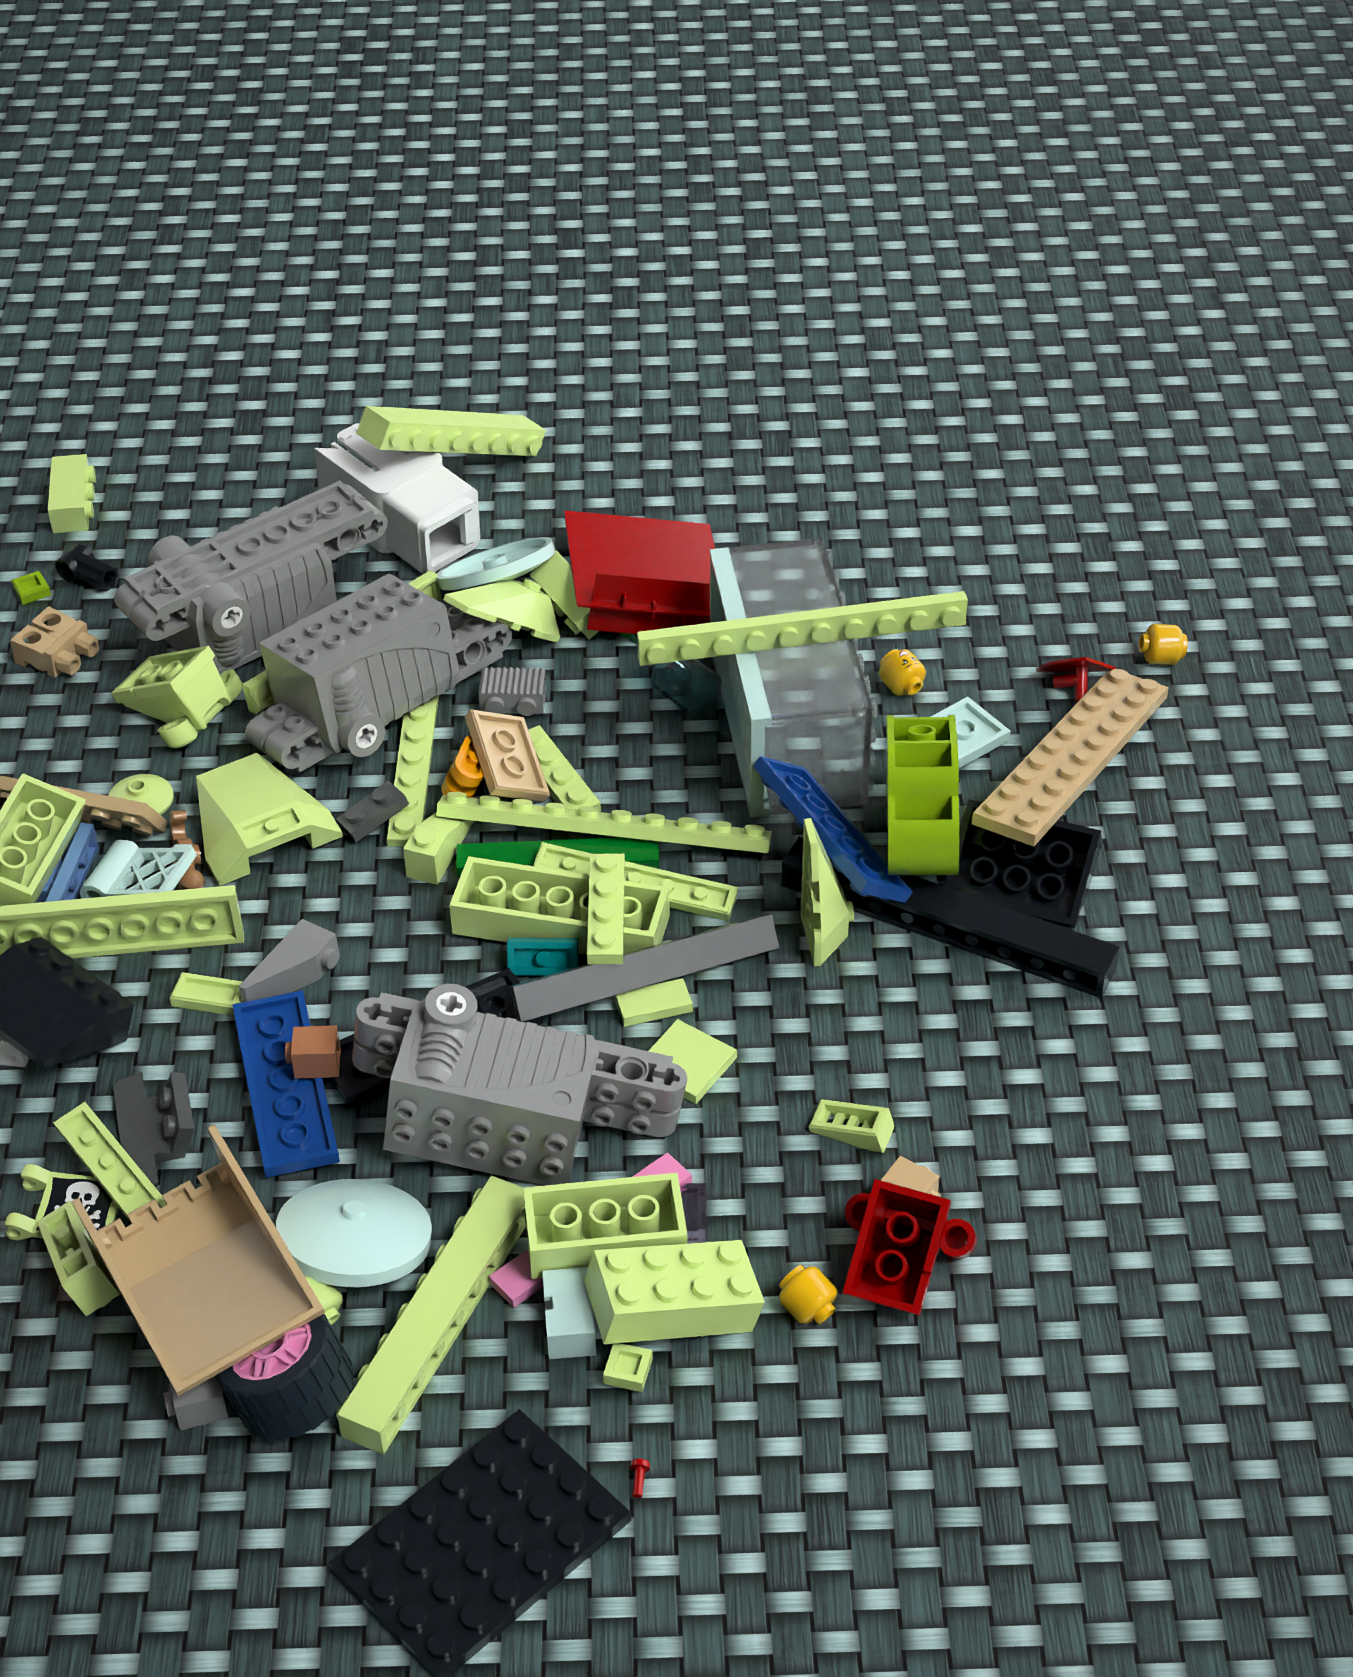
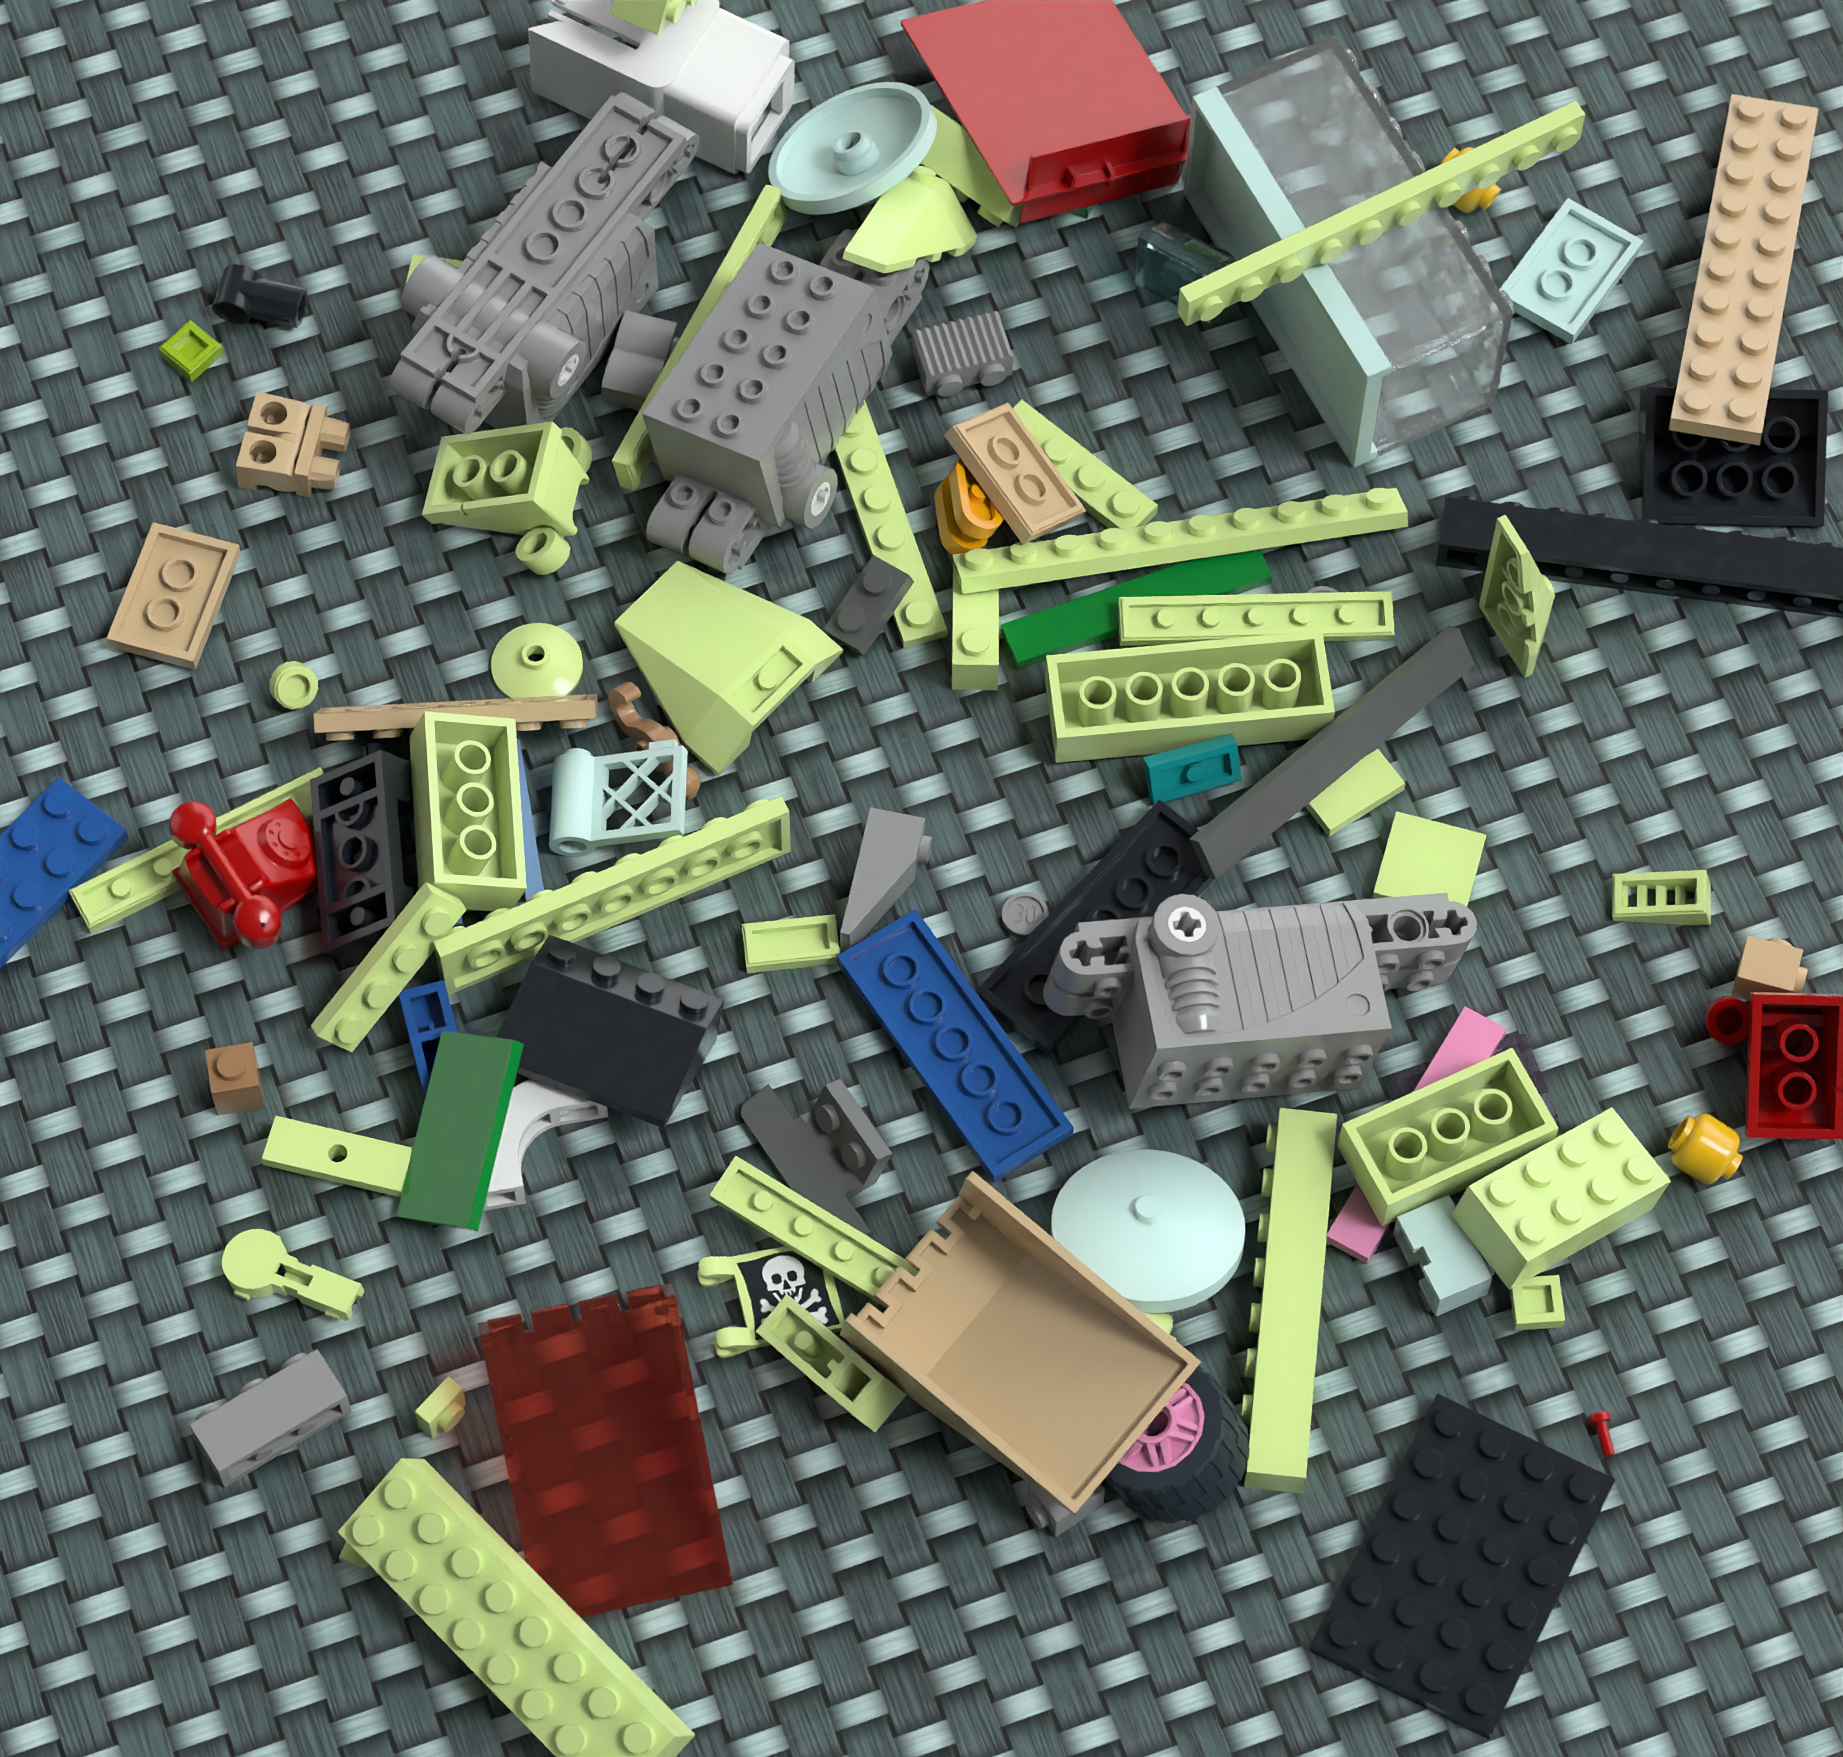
camera: 20 degrees left, 20 degrees up
(71, 493) = (162, 167): yellowish green brick -> none
(314, 1052) = (986, 1001): nougat brick -> none
(606, 909) = (1261, 689): yellowish green plate -> none
(842, 840) = (1495, 486): blue plate -> none
(922, 795) = (1600, 412): lime brick -> none
(1079, 666) = (1699, 128): red shield -> none
(1163, 644) = (1789, 37): yellow head -> none

